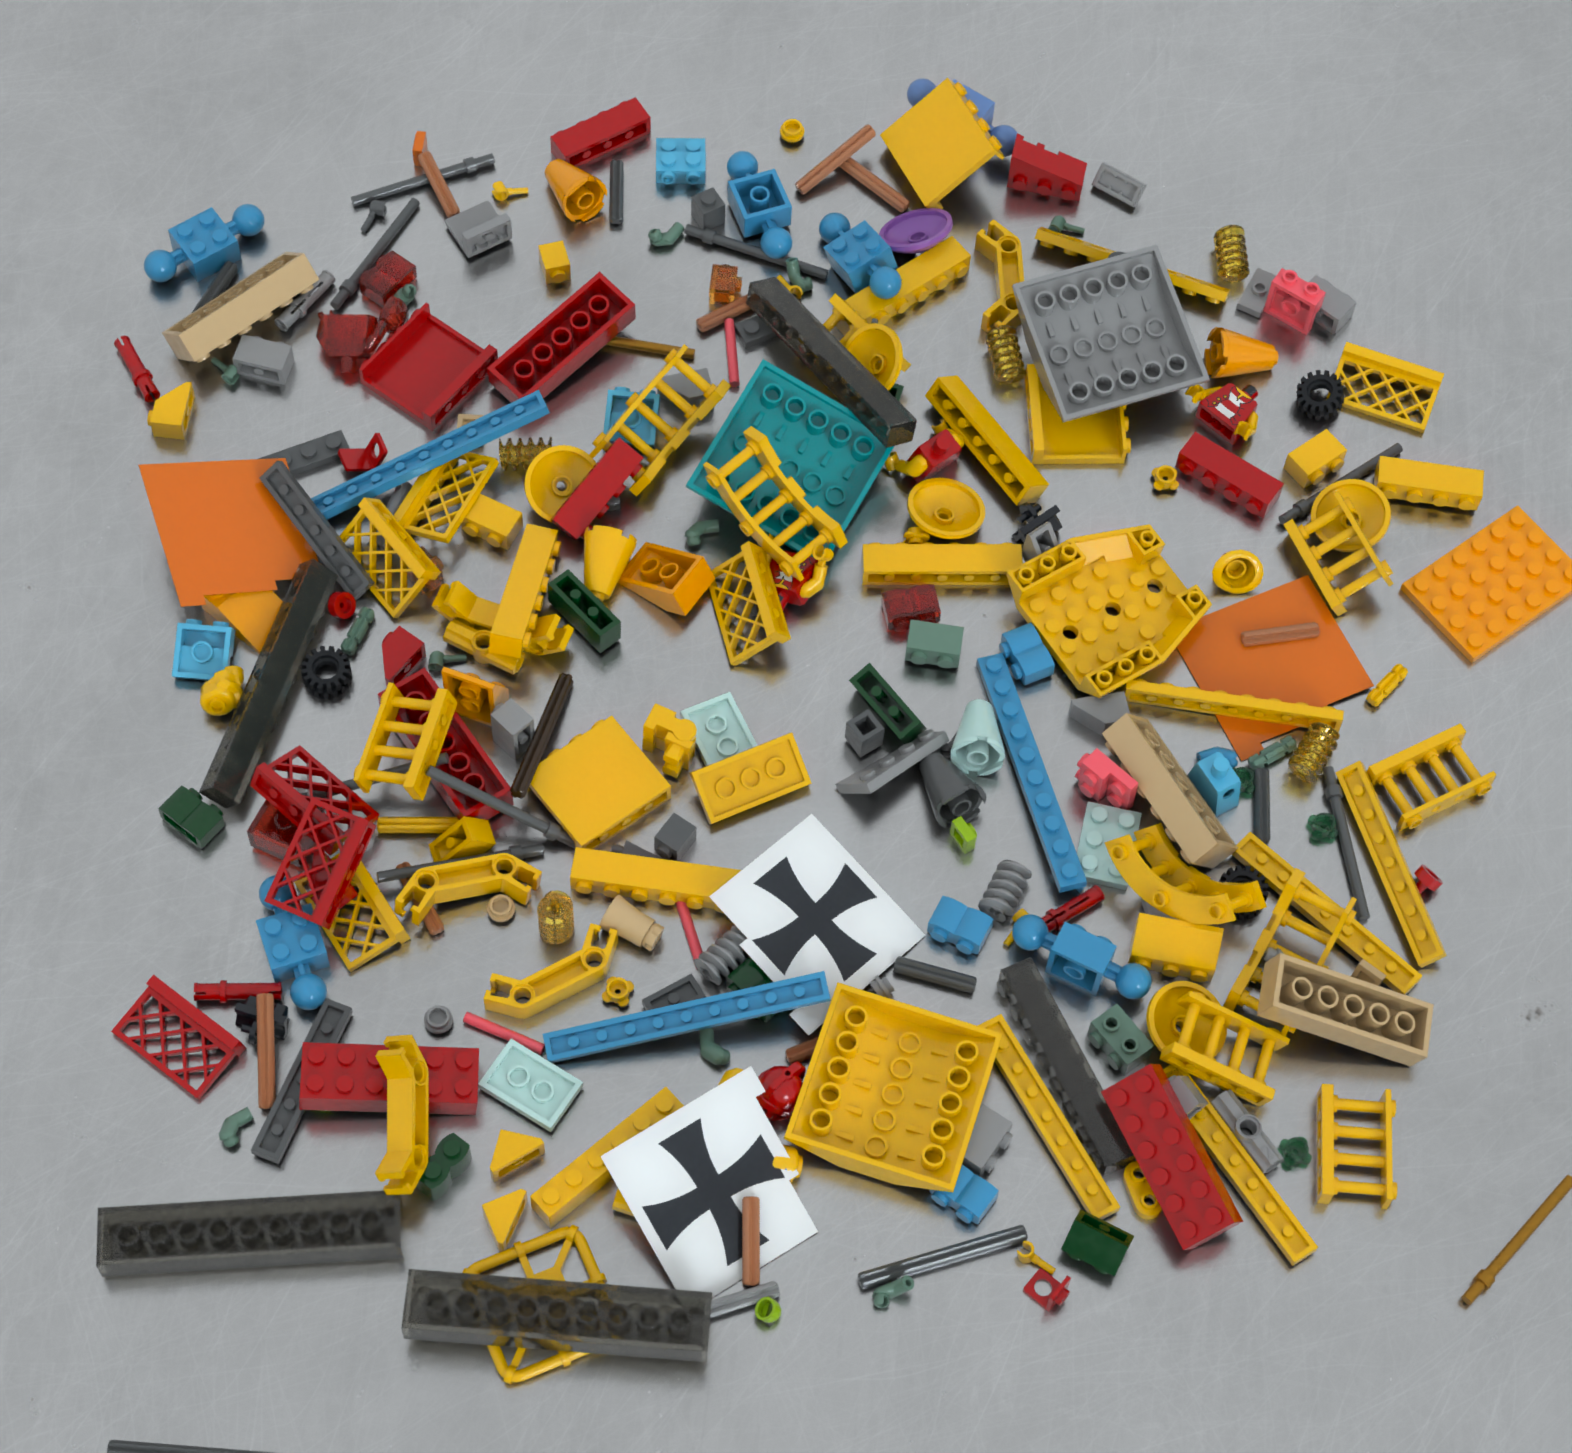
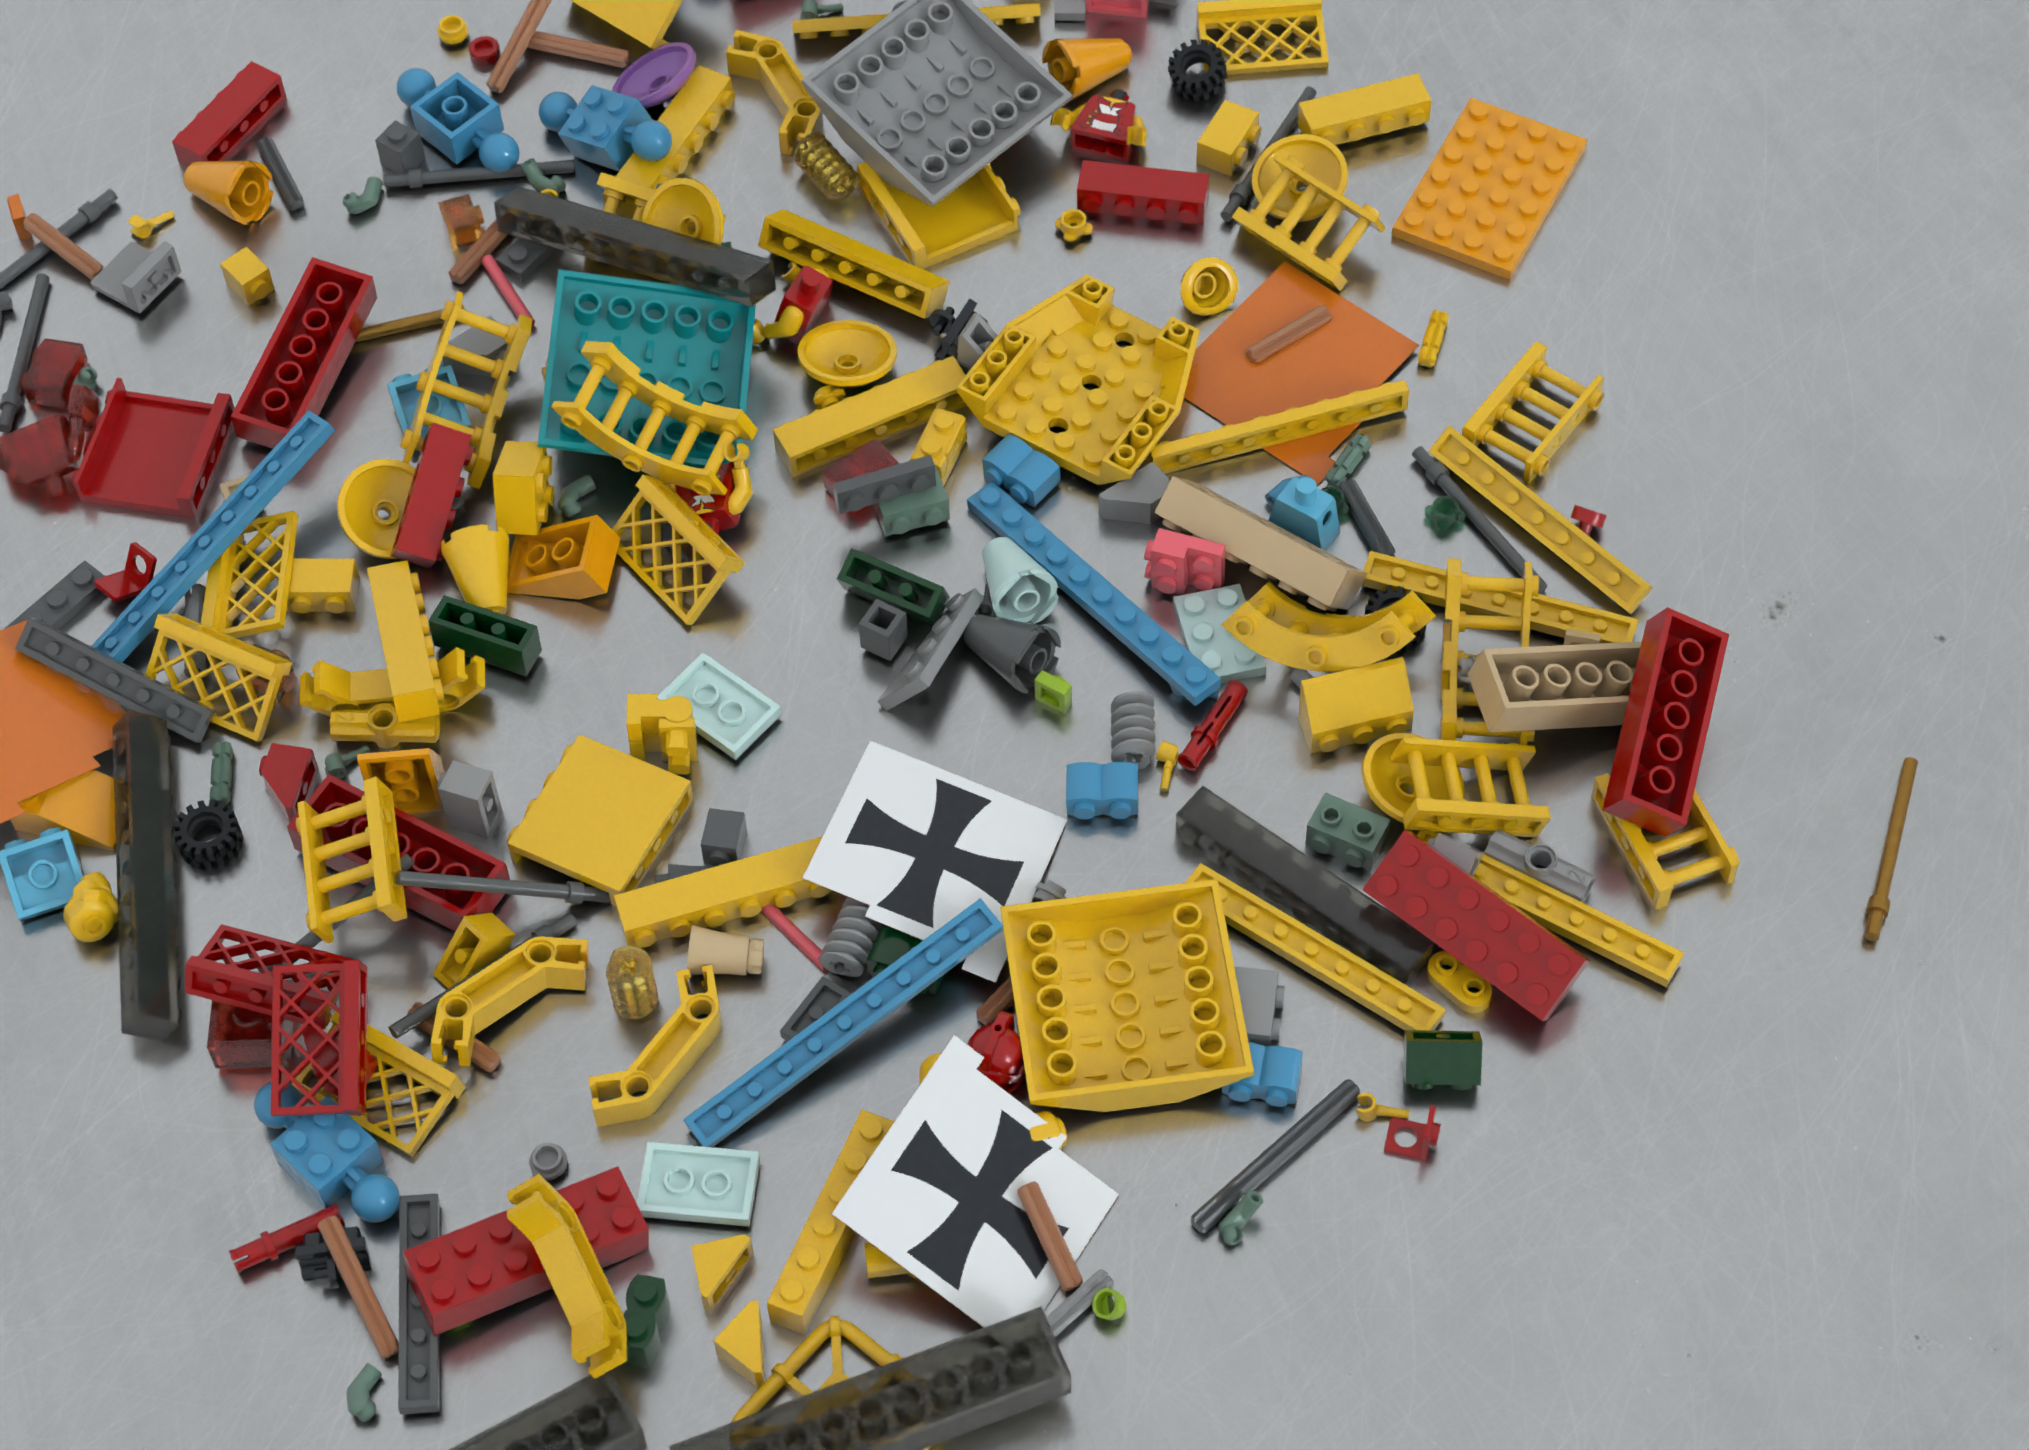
camera: 20 degrees left, 5 degrees down
(192, 816) = (126, 1065): dark green brick -> none
(193, 1017) = (243, 1289): red fence -> none
(341, 605) = (187, 752): red tile -> none
(415, 824) = (409, 956): yellow axle -> none
(501, 908) = (557, 1005): tan plate -> none
(503, 1032) = (631, 1142): coral bar -> none
(520, 453) = (317, 496): clear yellow piece -> none
(541, 736) = (508, 792): dark brown axle -> none
(614, 984) = (742, 1026): yellow plate -> none
(662, 511) = (522, 487): none -> yellow brick
(680, 161) = (339, 111): medium azure plate -> none
(710, 1050) = (889, 1051): sand green arm -> none
(750, 778) = (777, 734): yellow plate -> none
(807, 156) = (484, 51): none -> red tile
(917, 624) = (884, 484): none -> dark grey plate
(935, 974) = (1101, 855): dark grey axle -> none
(976, 609) = (942, 440): none -> yellow brick
(1081, 957) = (1258, 762): dark azure brick -> none
(1299, 1144) = (1605, 856): clear green plate -> none
(1313, 752) = (1393, 439): clear yellow piece -> none
(1392, 1068) = (1666, 722): none -> red brick

